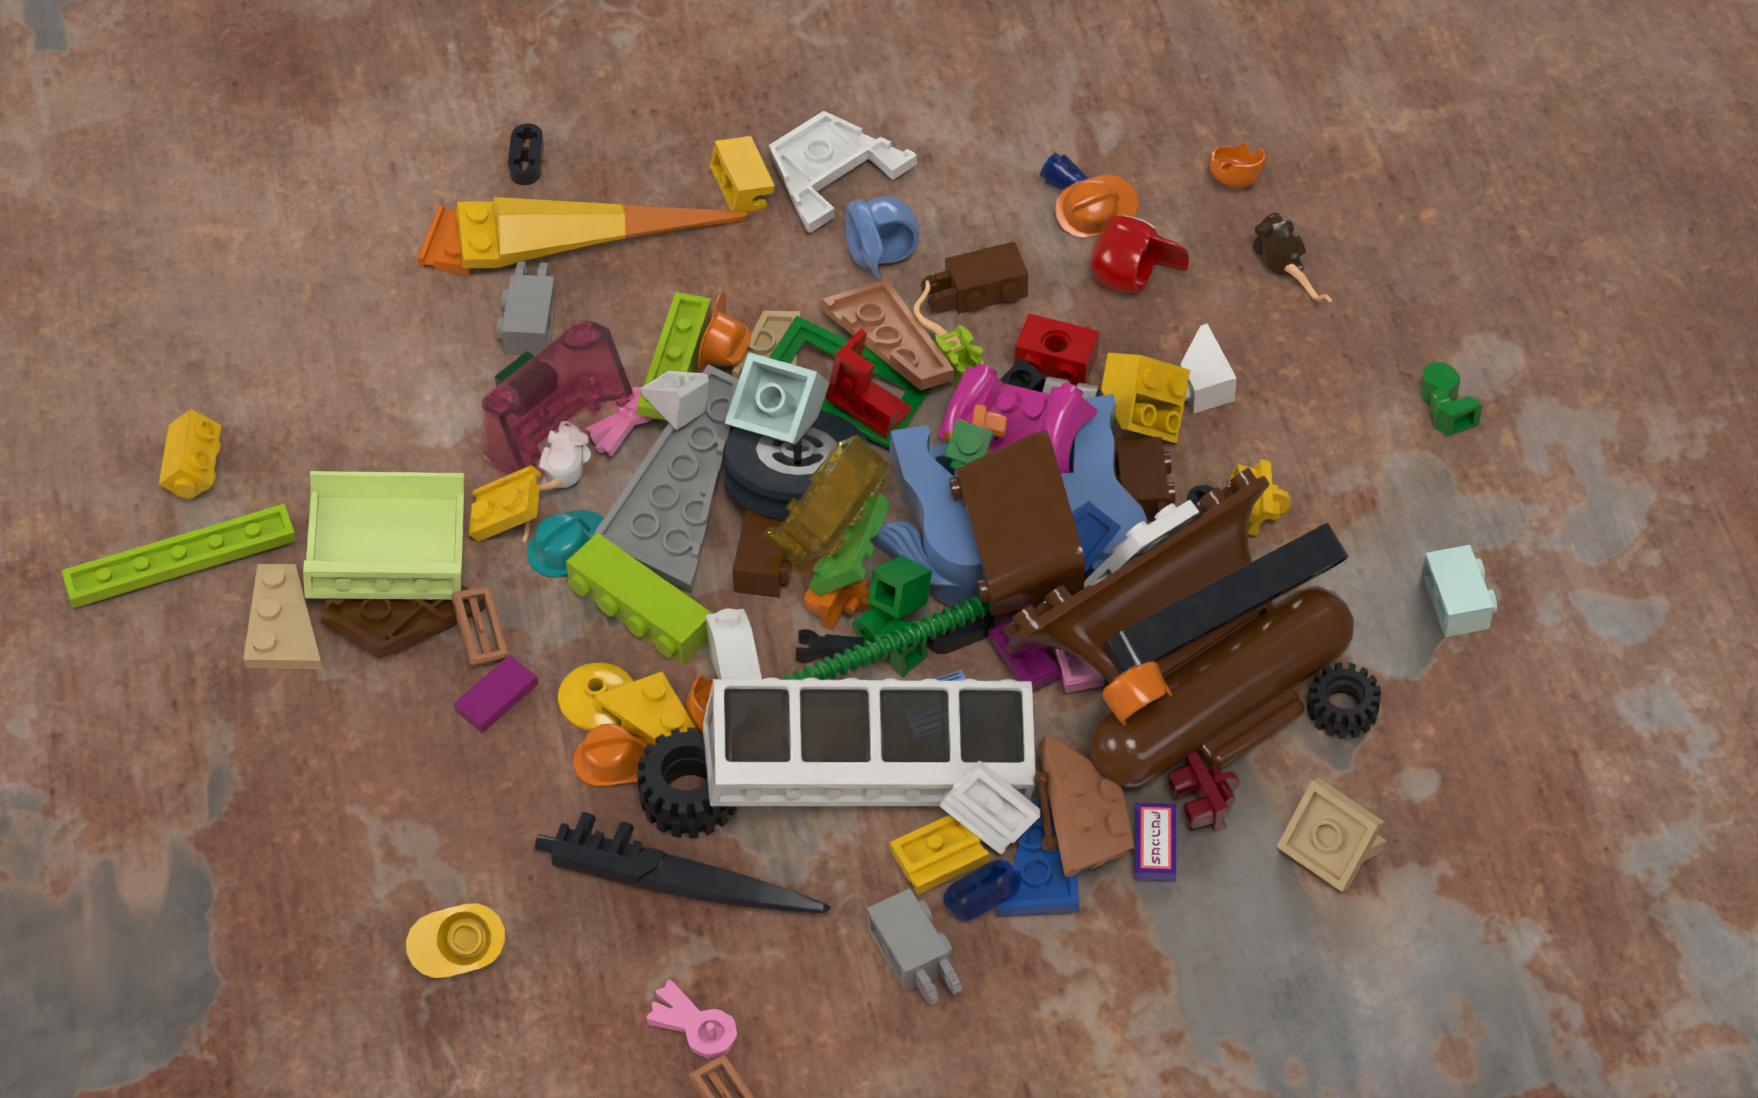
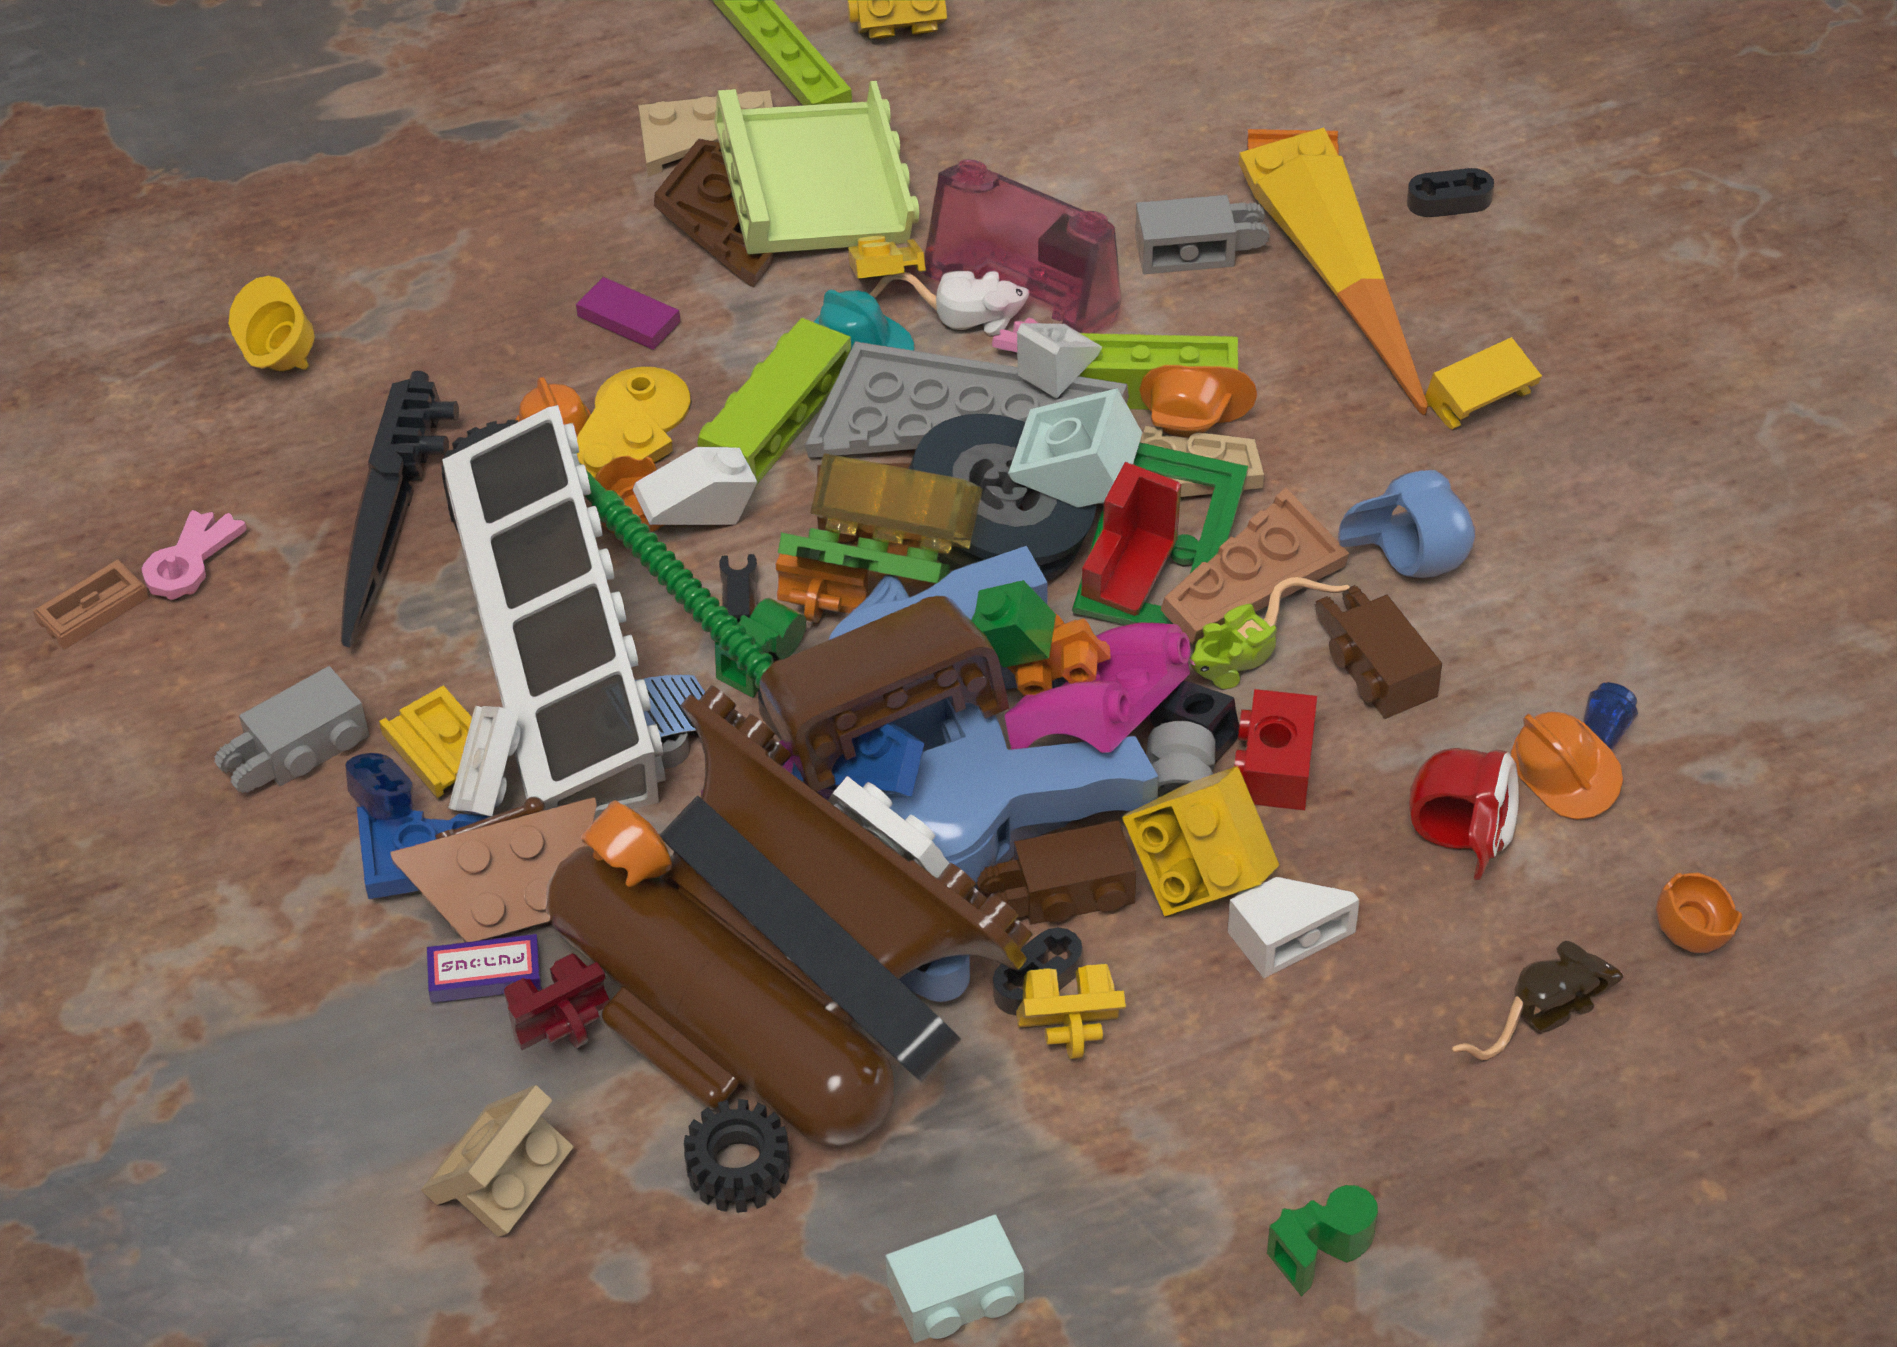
camera: 80 degrees right, 5 degrees down
(487, 656) = (714, 280): nougat tile -> none
(824, 152) = (1548, 458): white wing -> none
(899, 586) = (799, 610): green brick -> none

